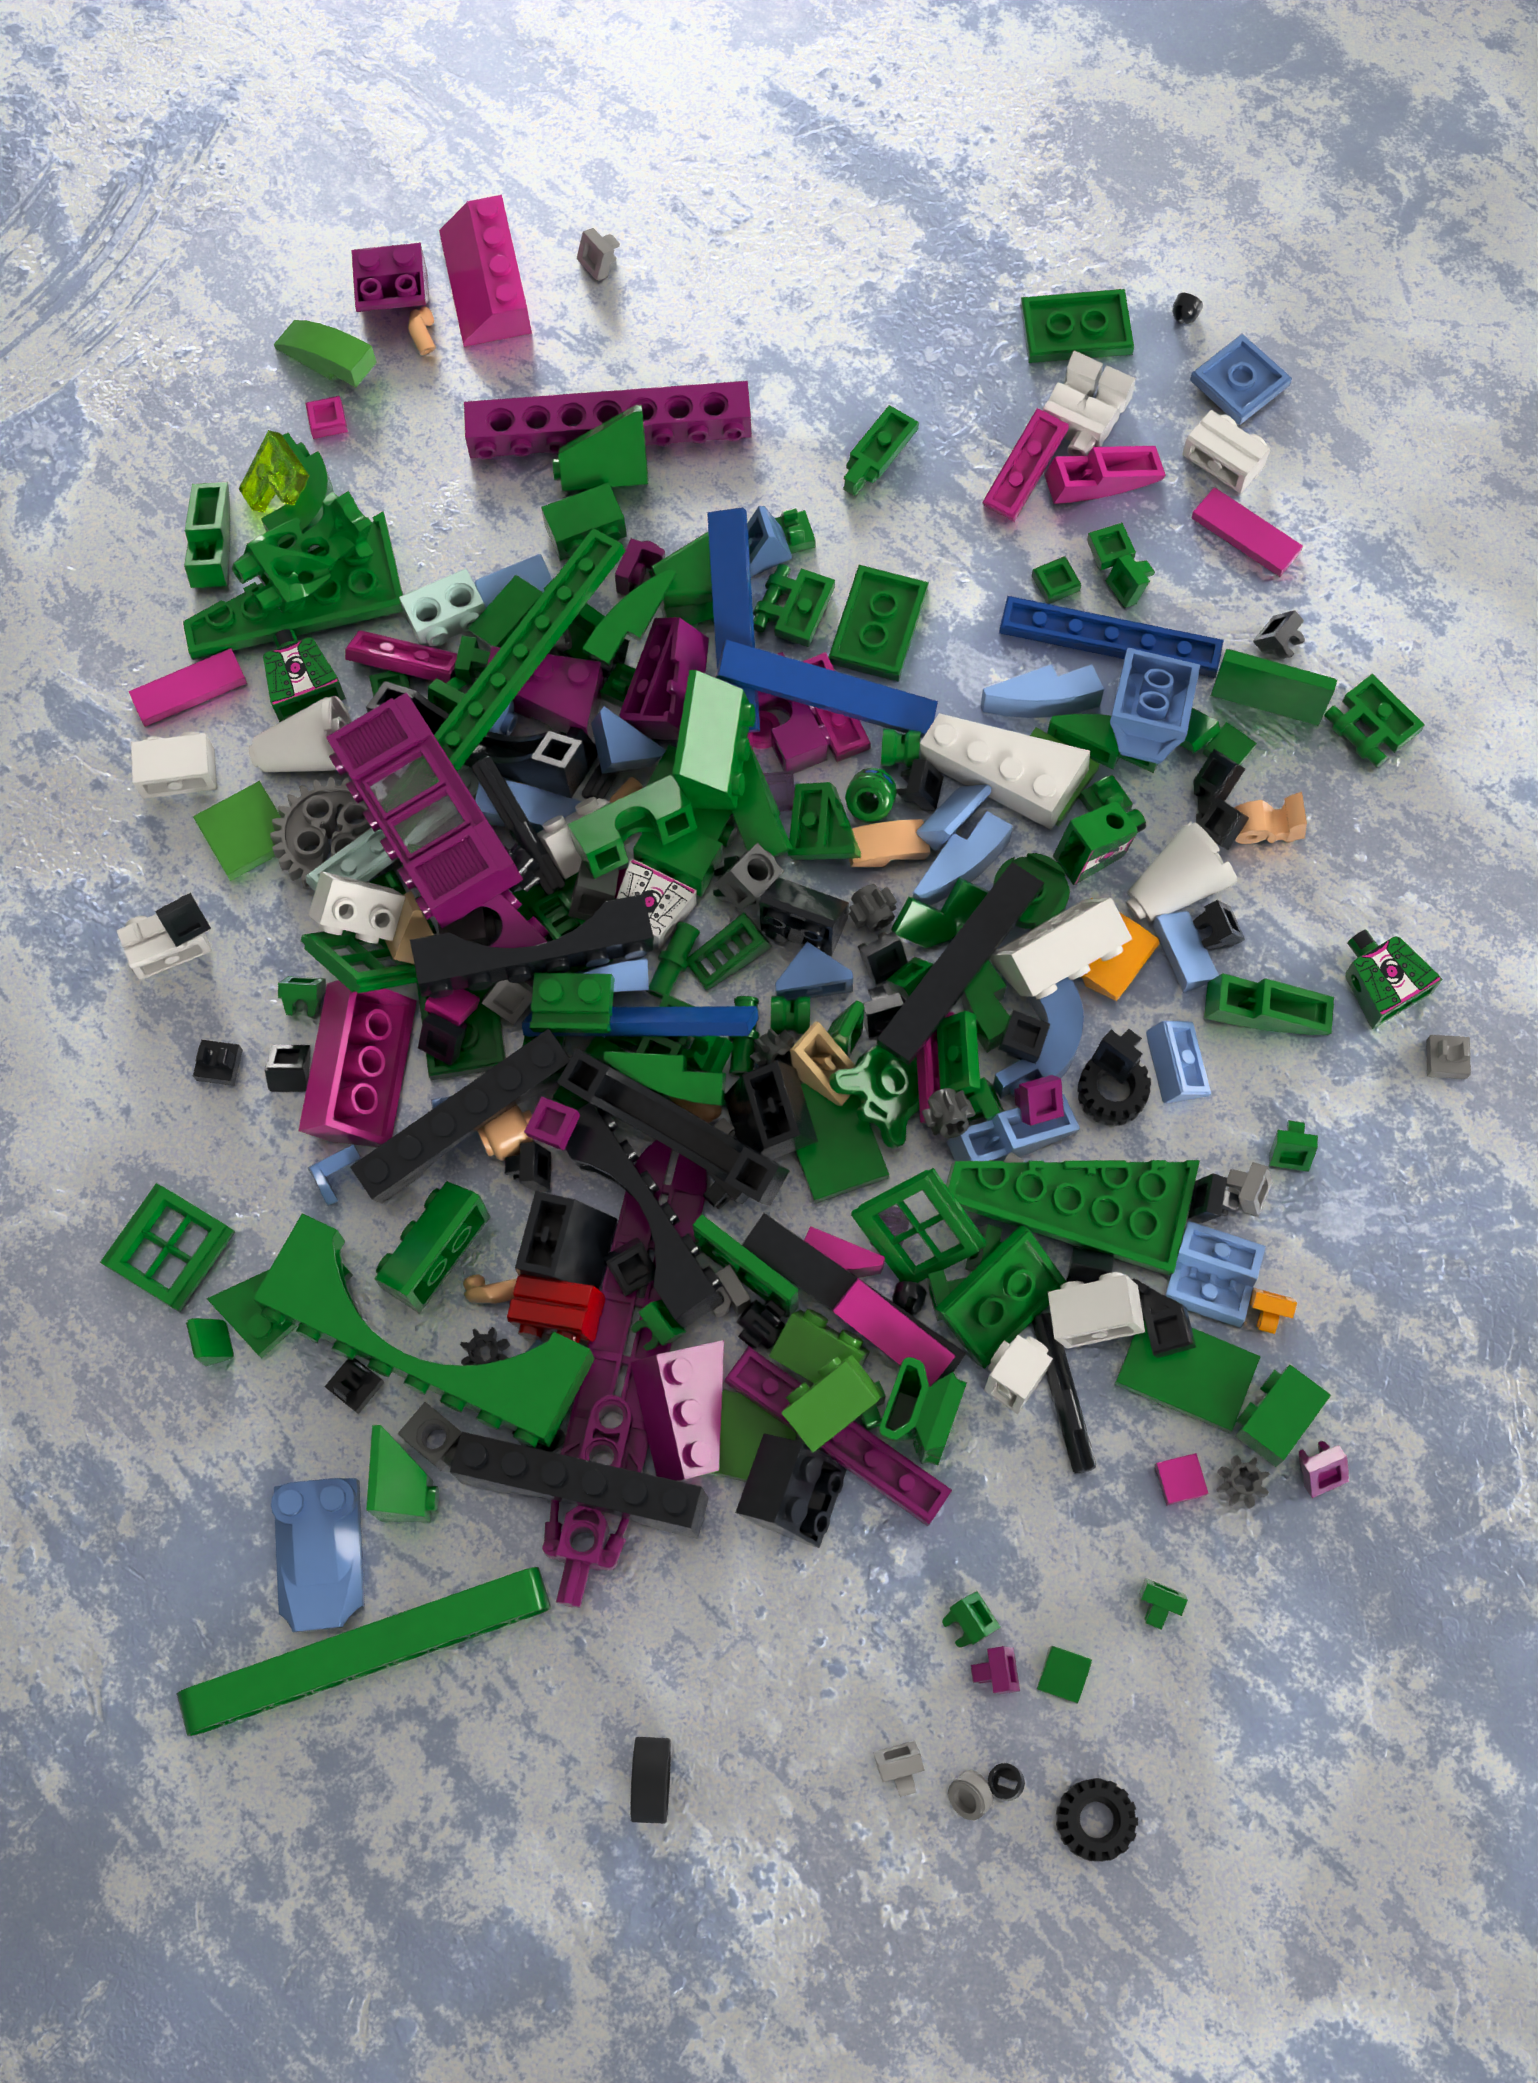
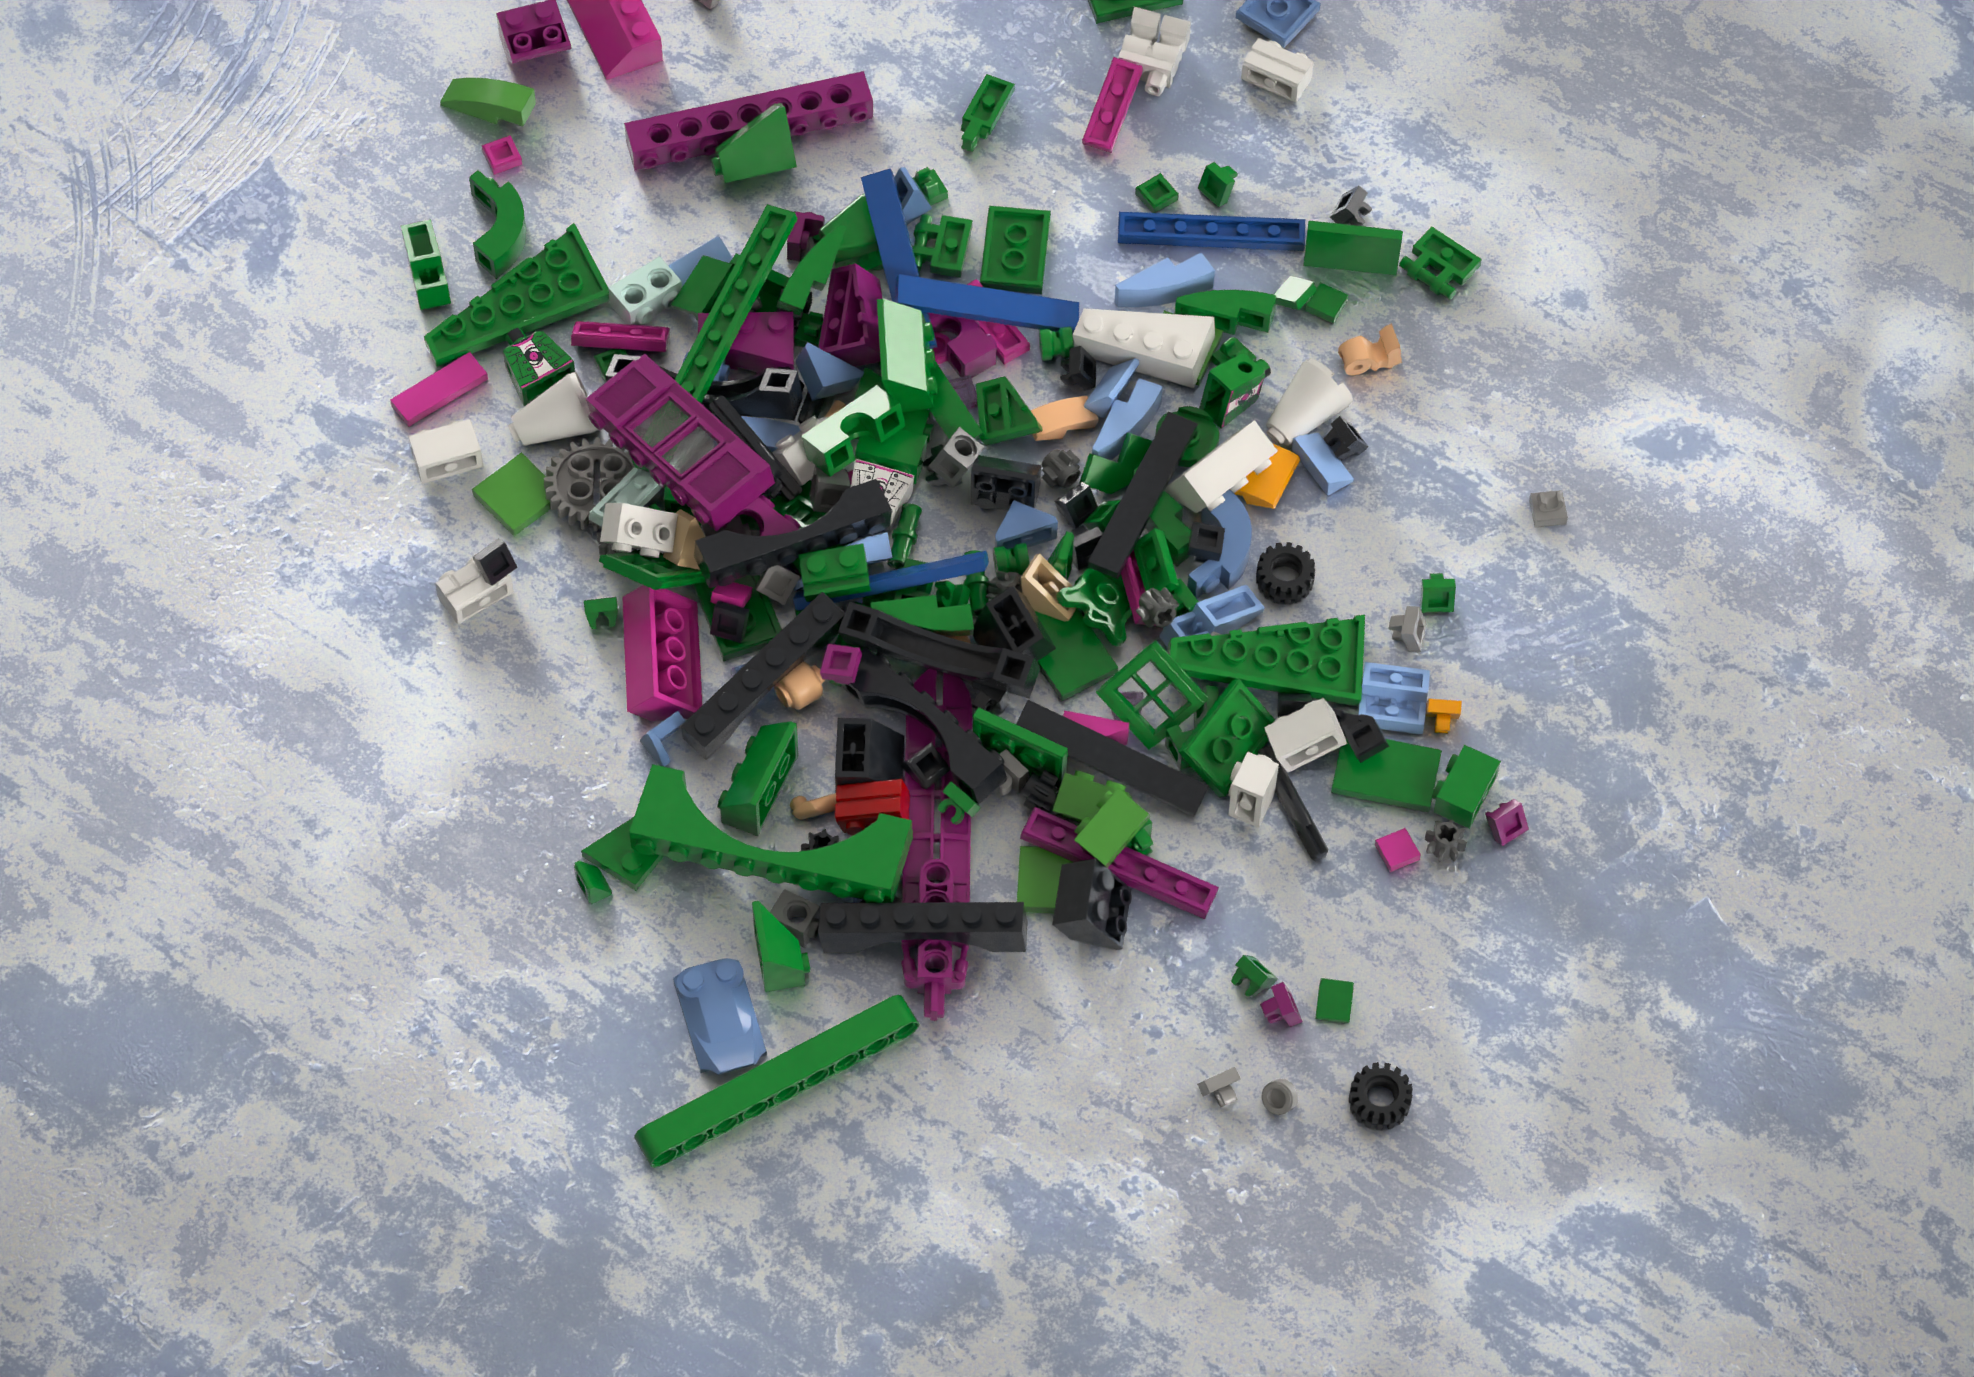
camera: 15 degrees left, 10 degrees down
(197, 1264) = (564, 830): green piece -> none
(217, 1062) = (542, 675): black tile -> none
(273, 473) = (475, 199): clear neon green plate -> none
(288, 1068) = (602, 670): black slope -> none
(340, 532) = (502, 276): green hips -> none
(354, 1384) = (718, 894): black tile -> none
(417, 328) = (565, 71): light nougat arm -> none
(447, 694) = (668, 358): green tile -> none
(470, 660) = (681, 331): green tile -> none
(531, 1166) = (823, 708): black tile -> none
(575, 516) = (744, 203): green brick -> none
(650, 1780) = (1029, 1123): black tyre -> none
(682, 1409) = (991, 855): wedge -> none
(730, 933) = (948, 508): green slope -> none
(871, 794) = (1038, 392): green head -> none
(891, 1330) = (1148, 776): dark pink tile -> none
(909, 1296) = (1151, 746): black hinge -> none
(921, 1410) = (1183, 827): green piece -> none
(1010, 1773) = (1306, 1077): black hinge -> none
(1040, 1100) = (1228, 586): magenta tile -> none
(1103, 473) = (1178, 102): dark pink slope -> none
(1109, 545) = (1195, 158): green tile -> none
(1118, 1054) = (1283, 542): black tile -> none
(1153, 705) = (1257, 275): medium blue slope -> none
(1161, 1601) = (1399, 934): green tile -> none
(1177, 1061) = (1332, 547): light blue slope -> none
(1211, 1199) = (1381, 641): black tile -> none
(1212, 788) = (1319, 335): black tile -> none
(1247, 532) = (1307, 131): dark pink tile -> none
(1268, 1006) = (1397, 492): green slope -> none
(1387, 977) = (1488, 455): green torso -> none

